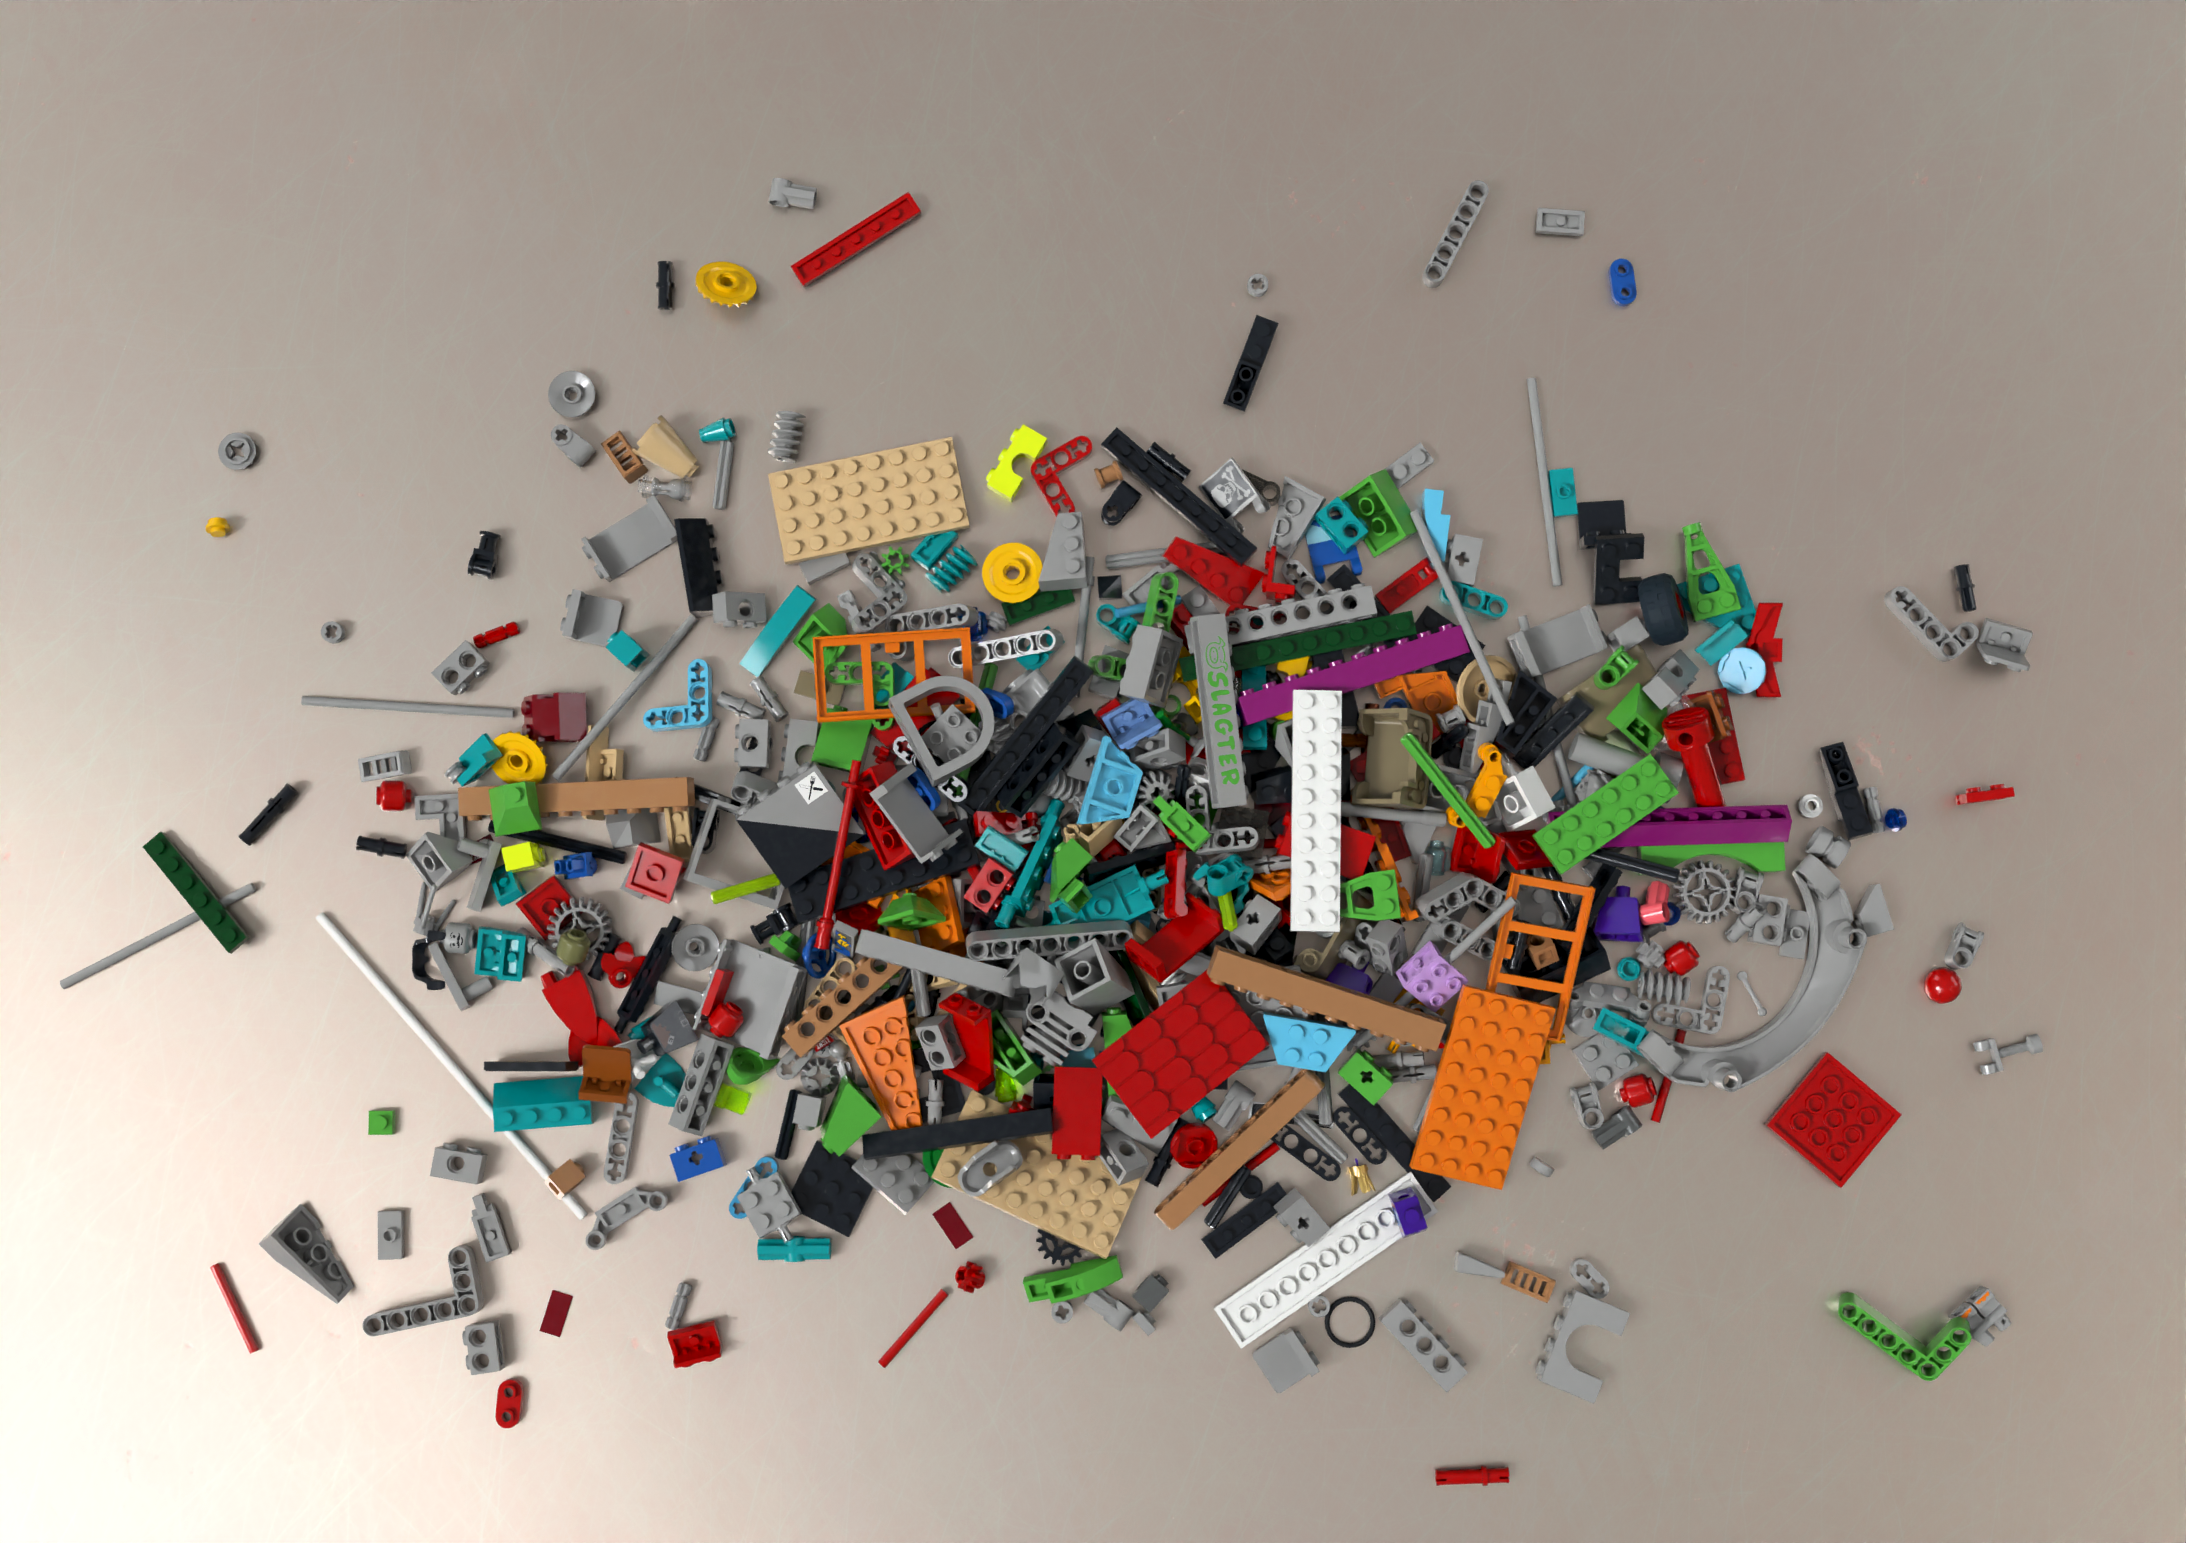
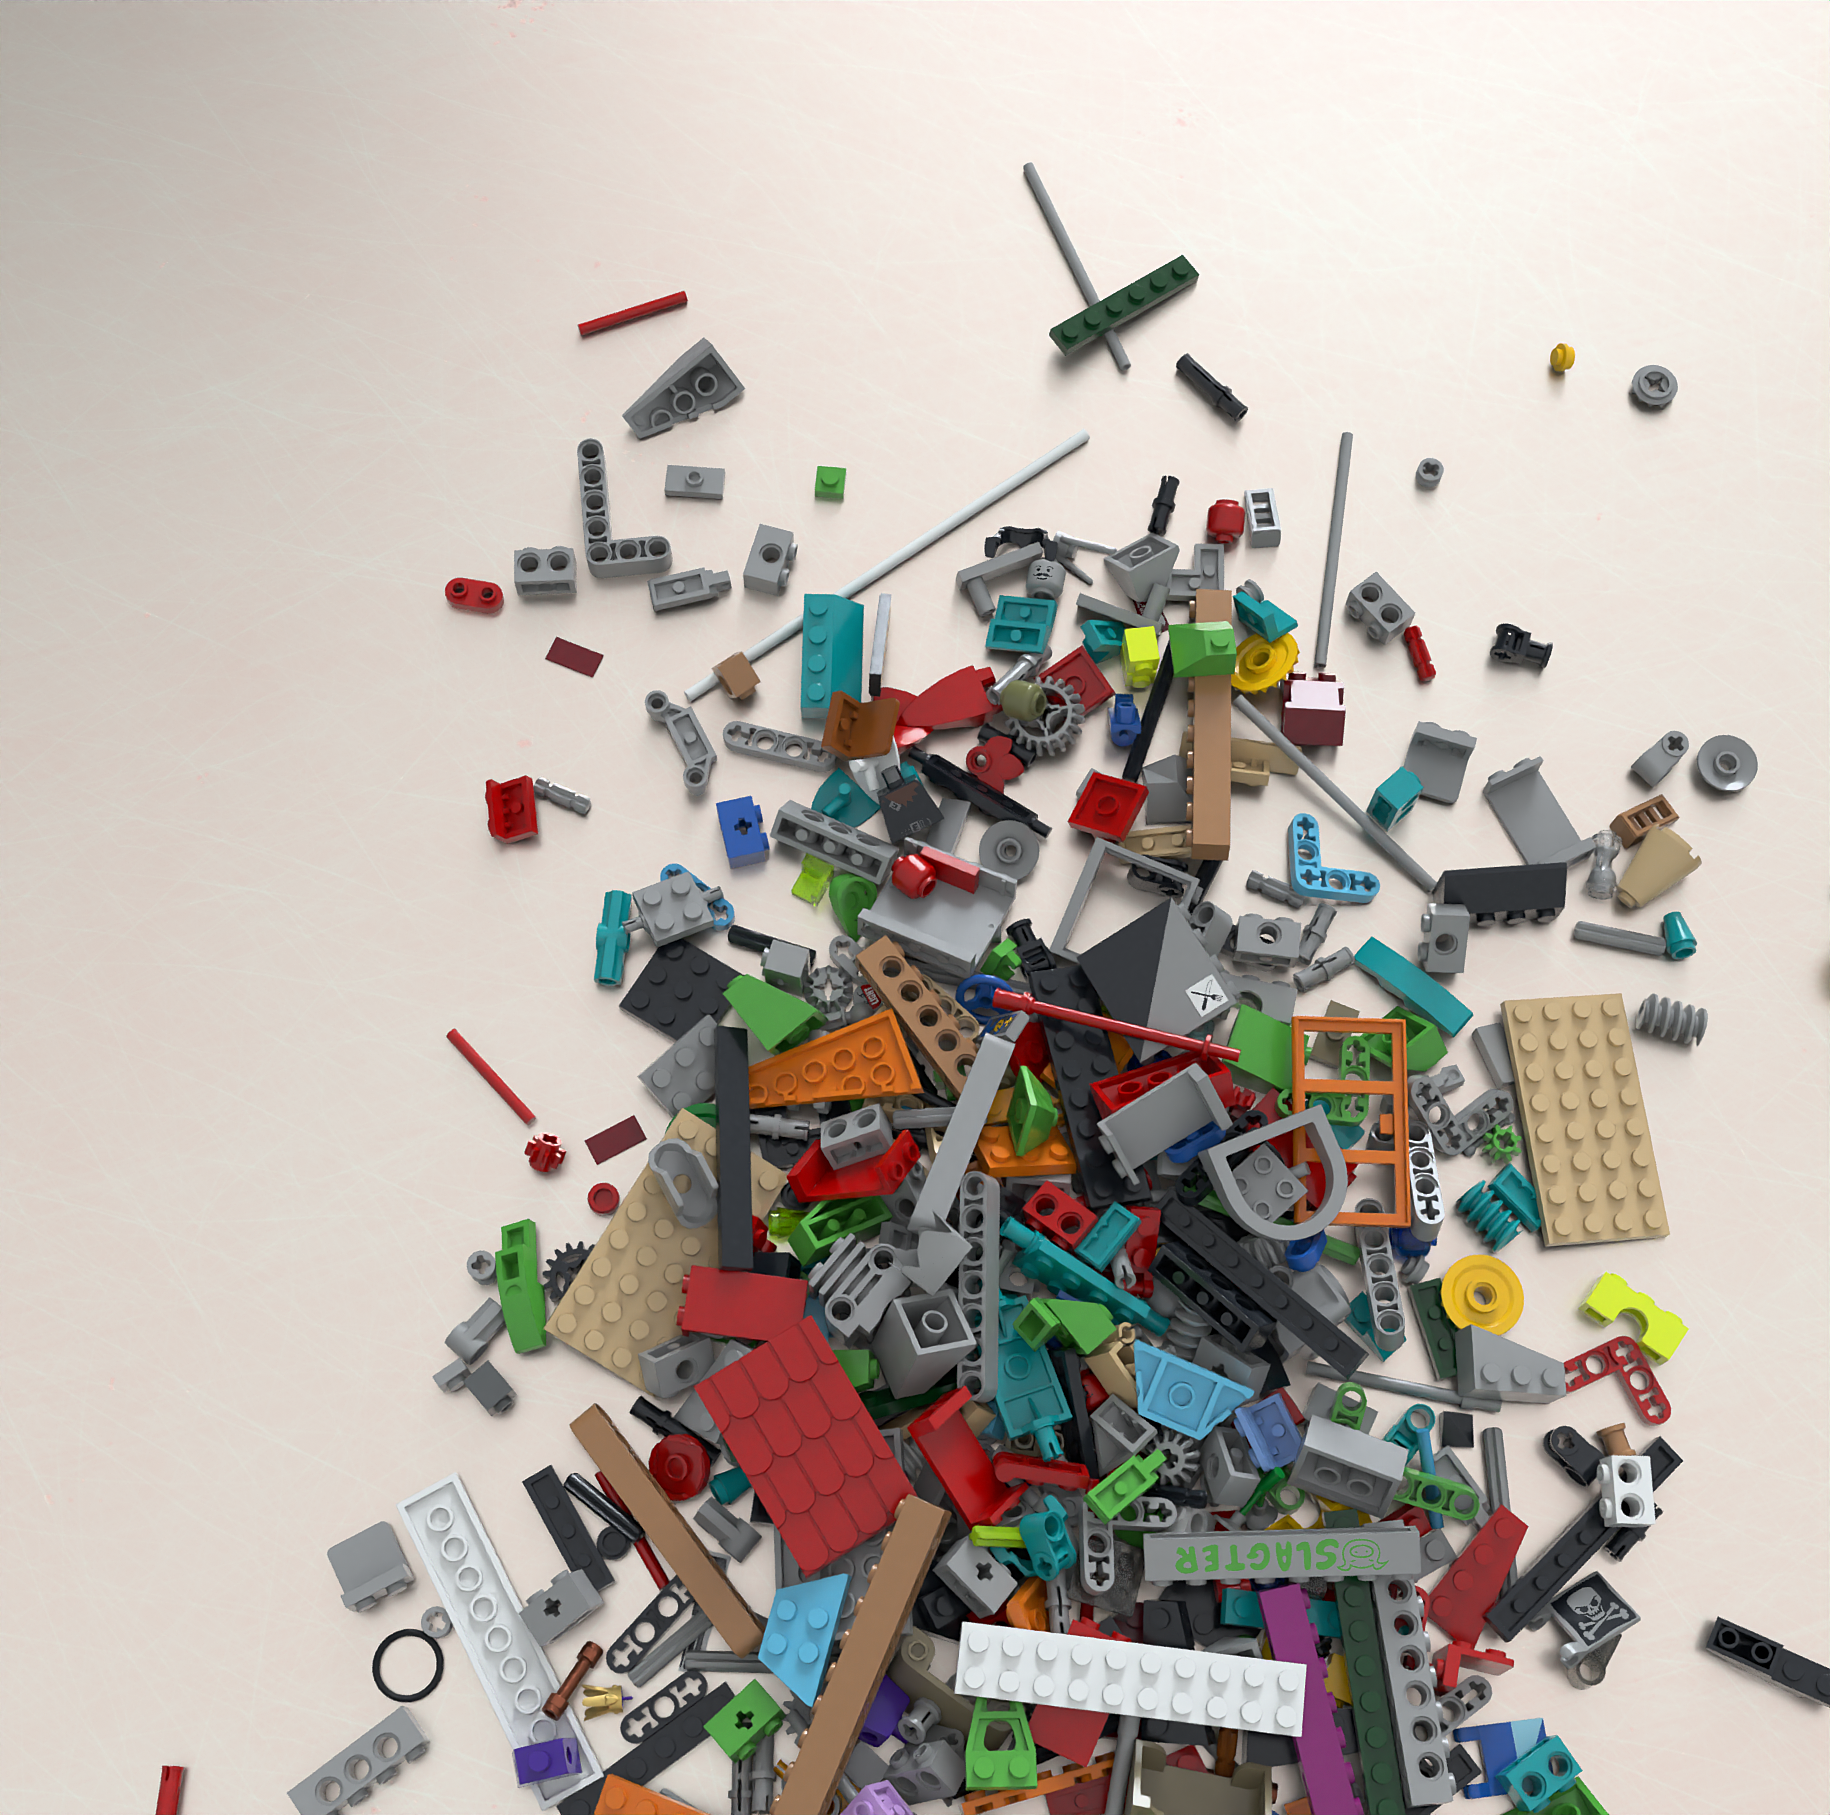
camera: 90 degrees right, 15 degrees down
(744, 888) = (1079, 907): lime axle -> none
(1000, 1228) = (603, 1199): none -> red tile
(1144, 462) = (1635, 1492): none -> white brick
(1294, 516) = (1551, 1704): light grey wing -> none
(1367, 1210) = (557, 1702): none -> copper bar

